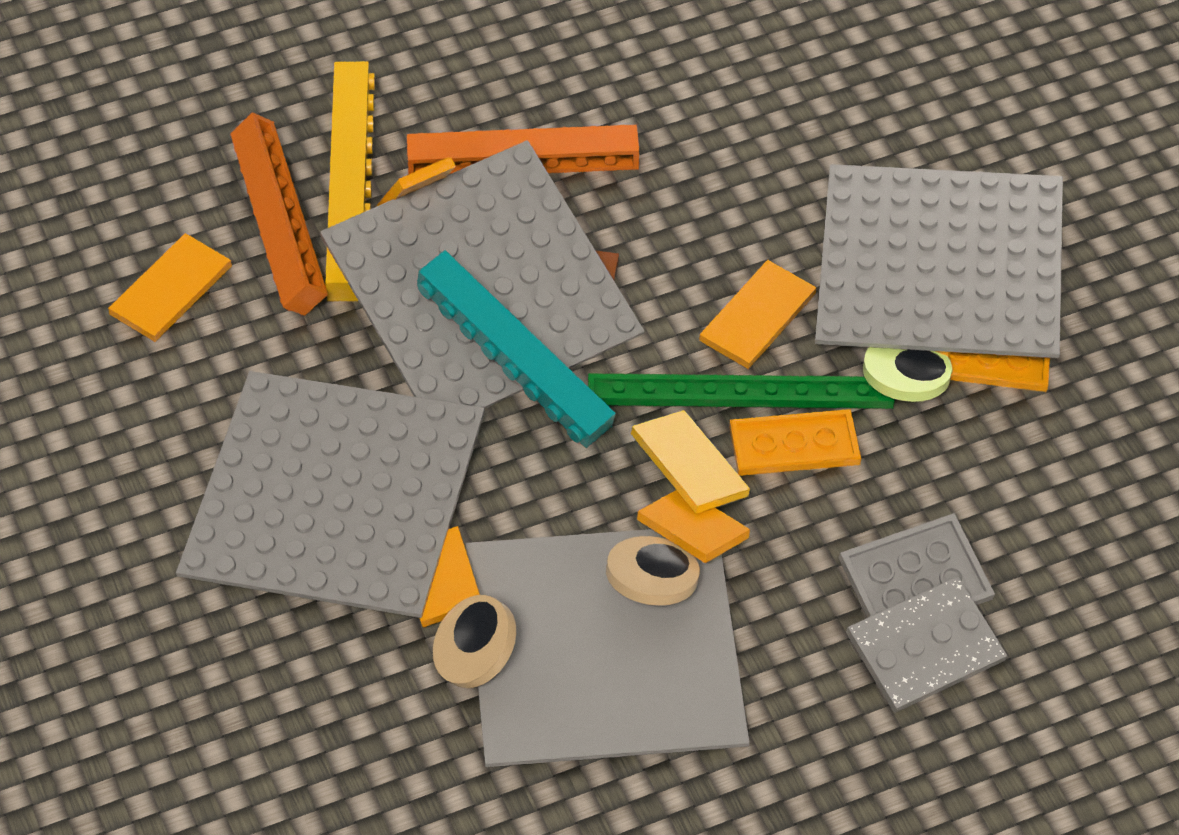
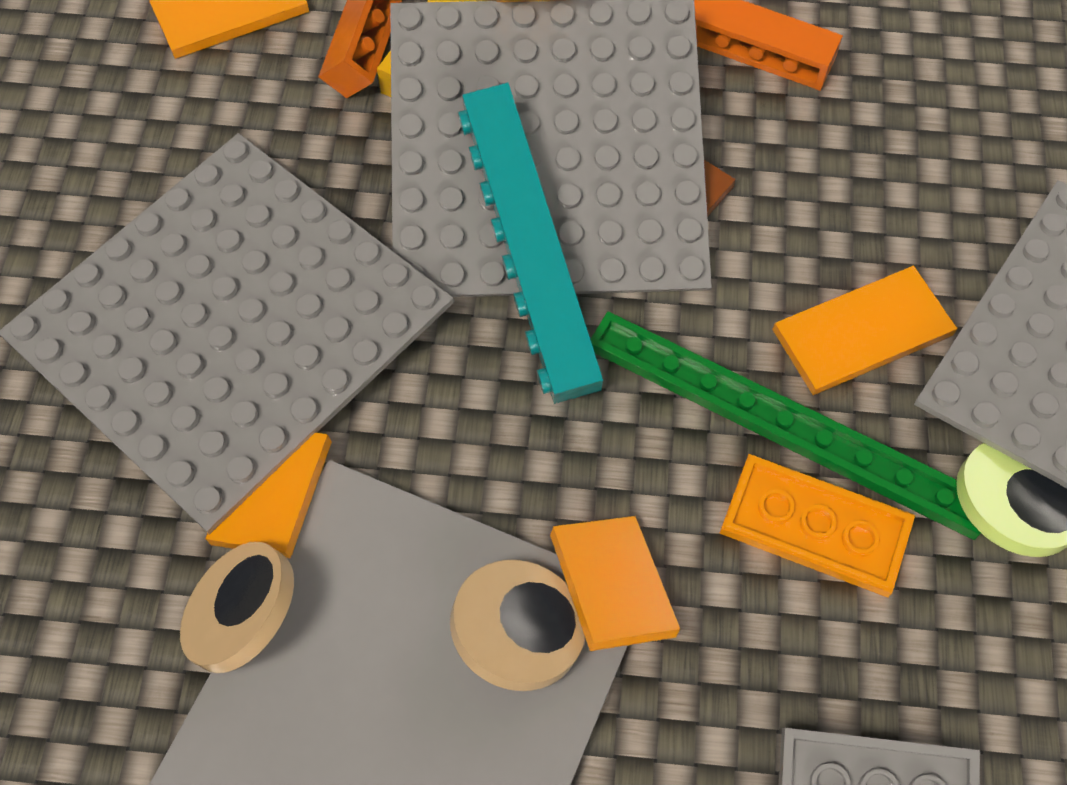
camera: 30 degrees right, 10 degrees up
(690, 461) = (662, 491): yellow tile -> none

